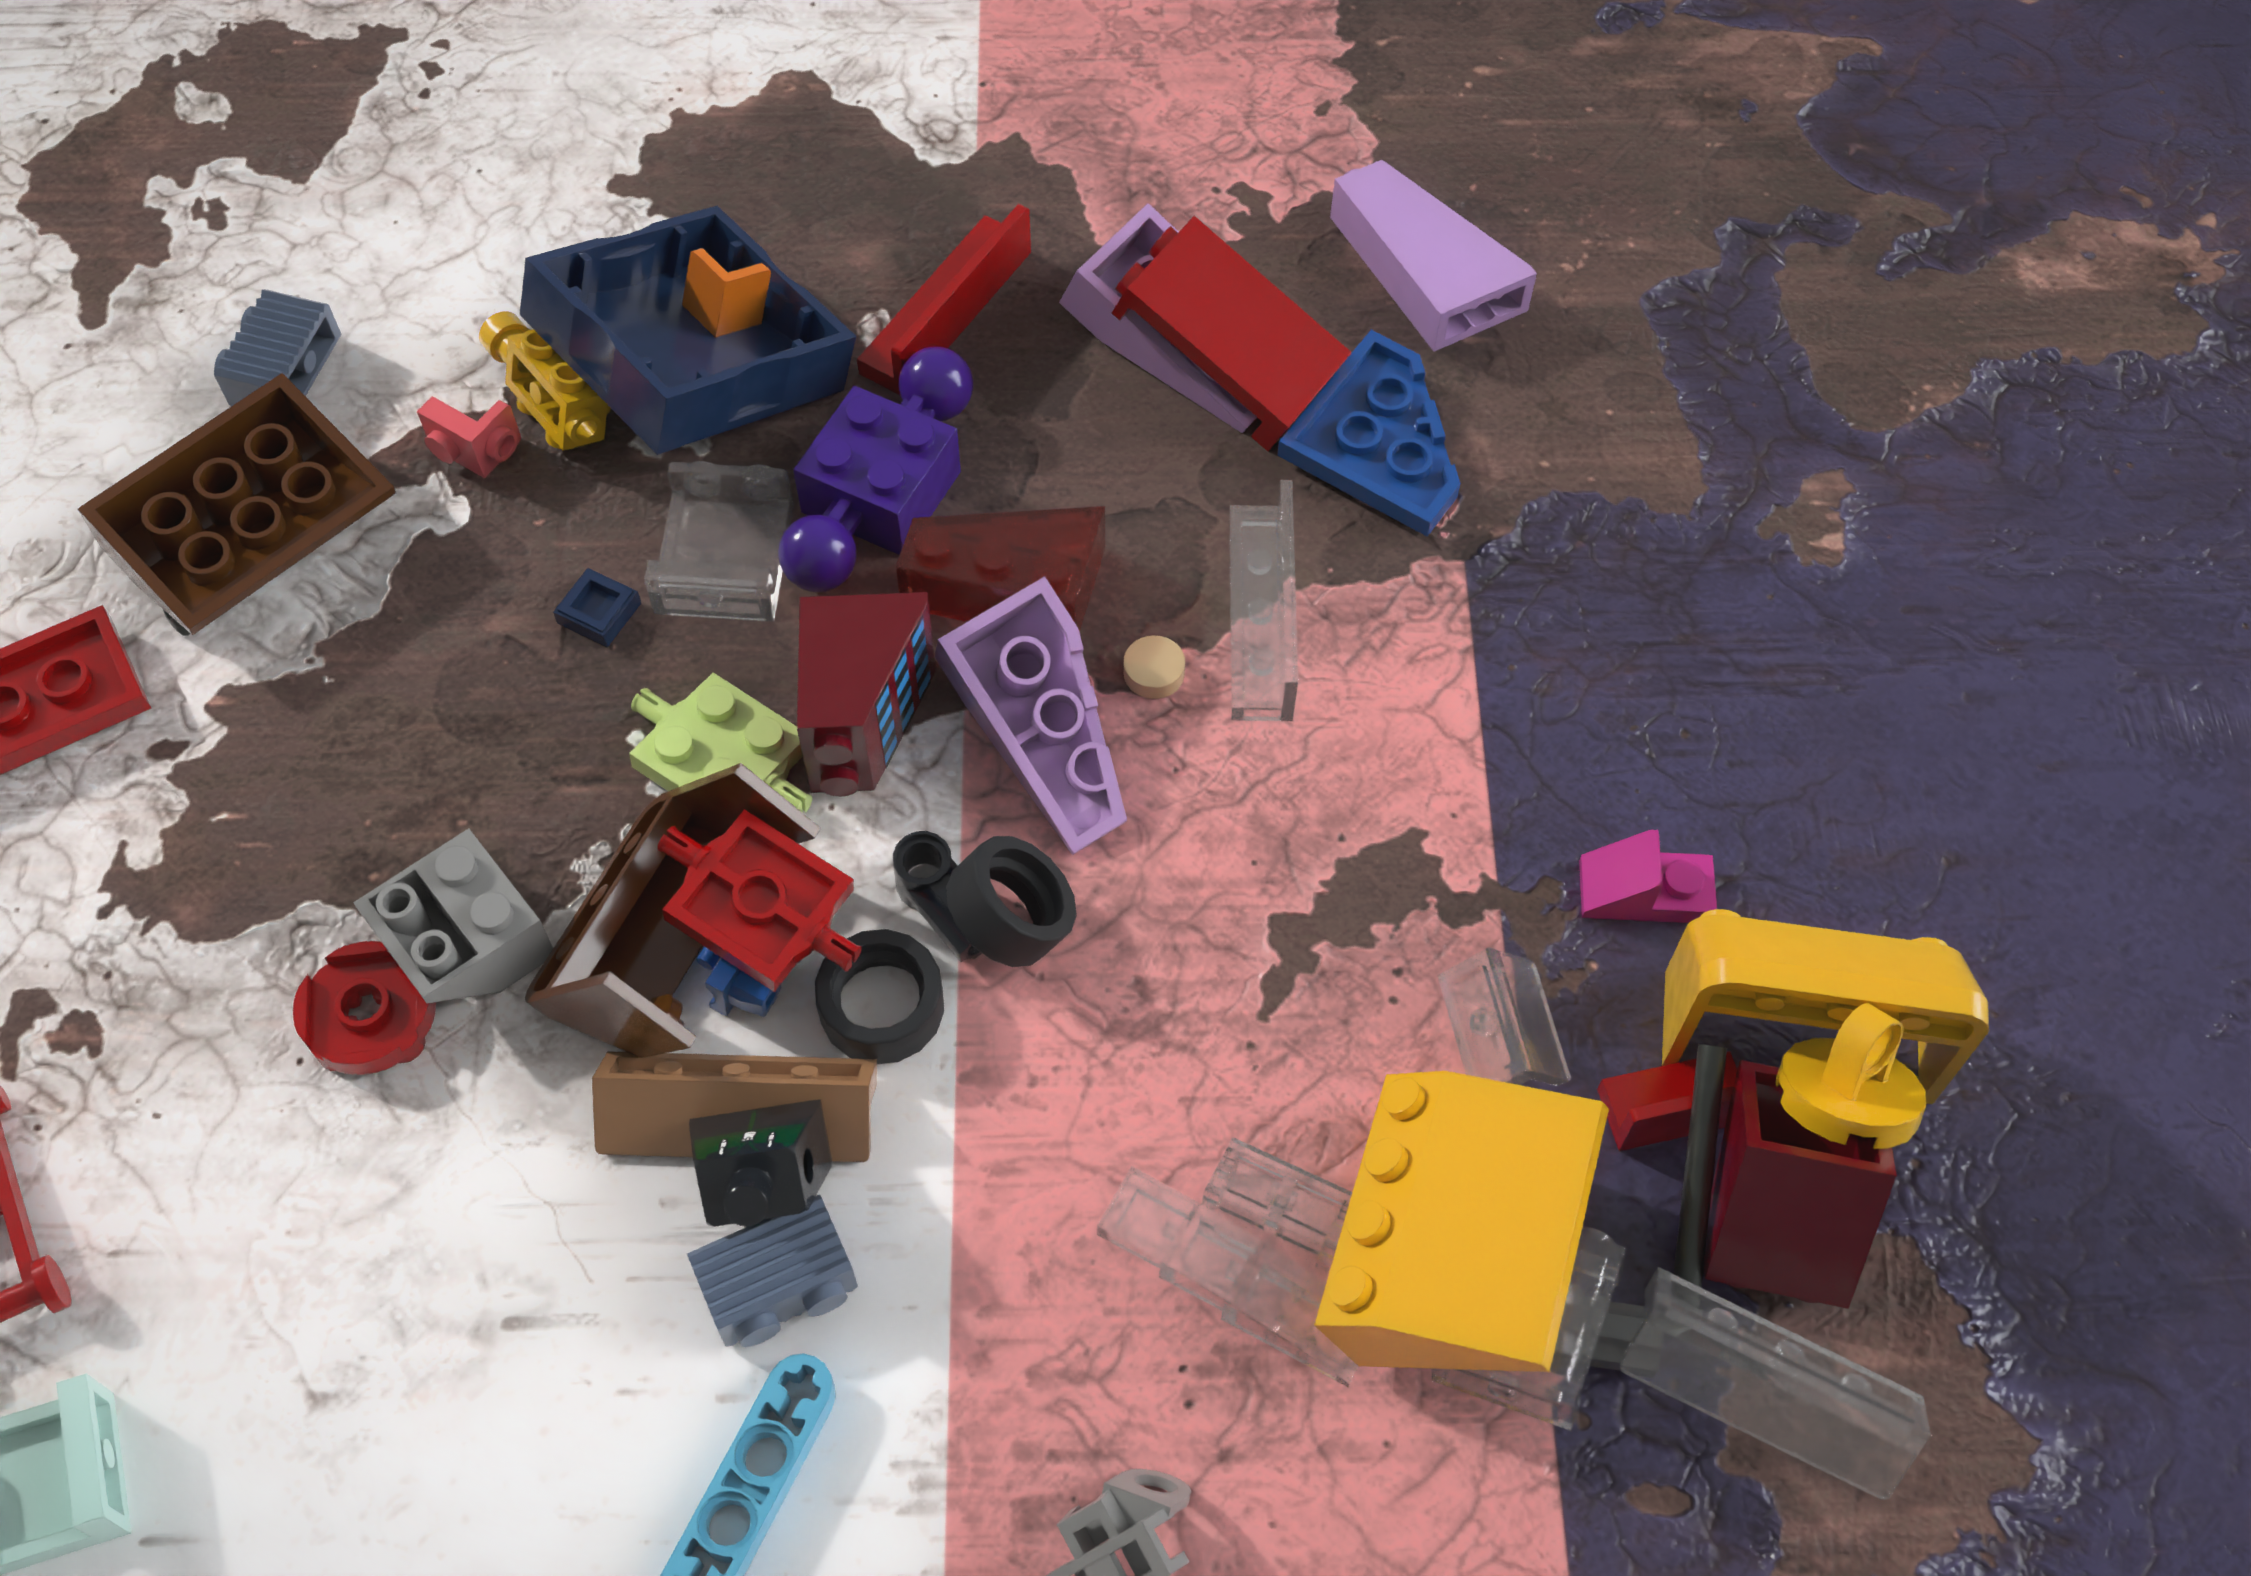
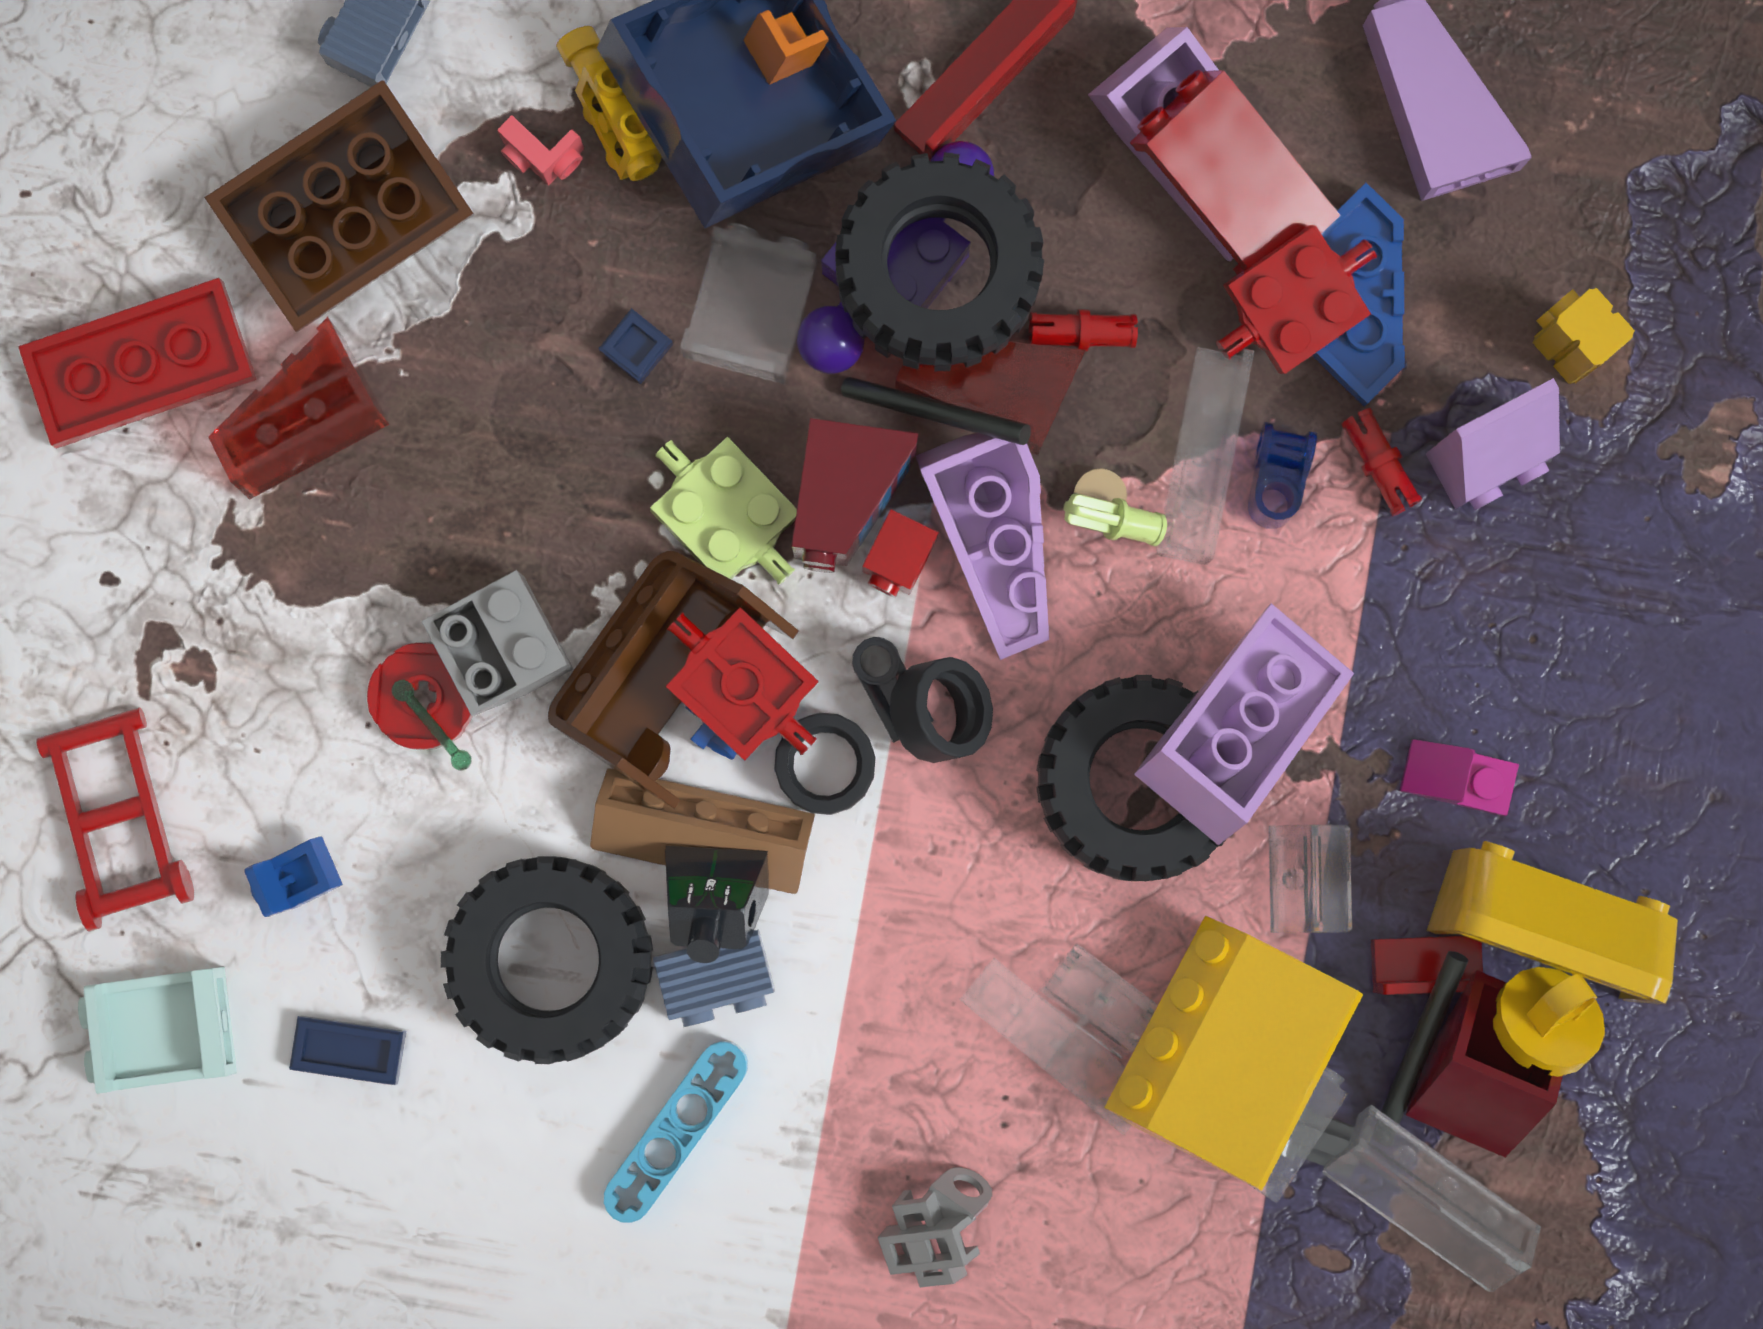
camera: 10 degrees right, 25 degrees up
(196, 726) = (299, 416): none -> clear red wedge
(203, 1250) = (293, 877): none -> blue bracket
(284, 1468) = (347, 1050): none -> dark blue tile
(339, 999) = (404, 691): none -> hinge
(491, 1217) = (475, 974): none -> black tyre
(908, 362) = (942, 191): none -> black tyre
(932, 754) = (898, 554): none -> red brick
(982, 583) = (936, 410): none -> pearl dark grey bar
(1121, 506) = (1083, 330): none -> red pin
(1176, 674) = (1115, 519): none -> yellowish green axle
(1285, 861) = (1067, 794): none -> black tyre
(1325, 430) = (1296, 299): none -> red plate
(1352, 612) = (1280, 465): none -> clear blue piece
(1373, 829) = (1244, 726): none -> lavender slope
(1462, 580) = (1381, 461): none -> red pin
(1585, 517) = (1499, 447): none -> lavender slope
(1641, 414) = (1581, 334): none -> yellow brick

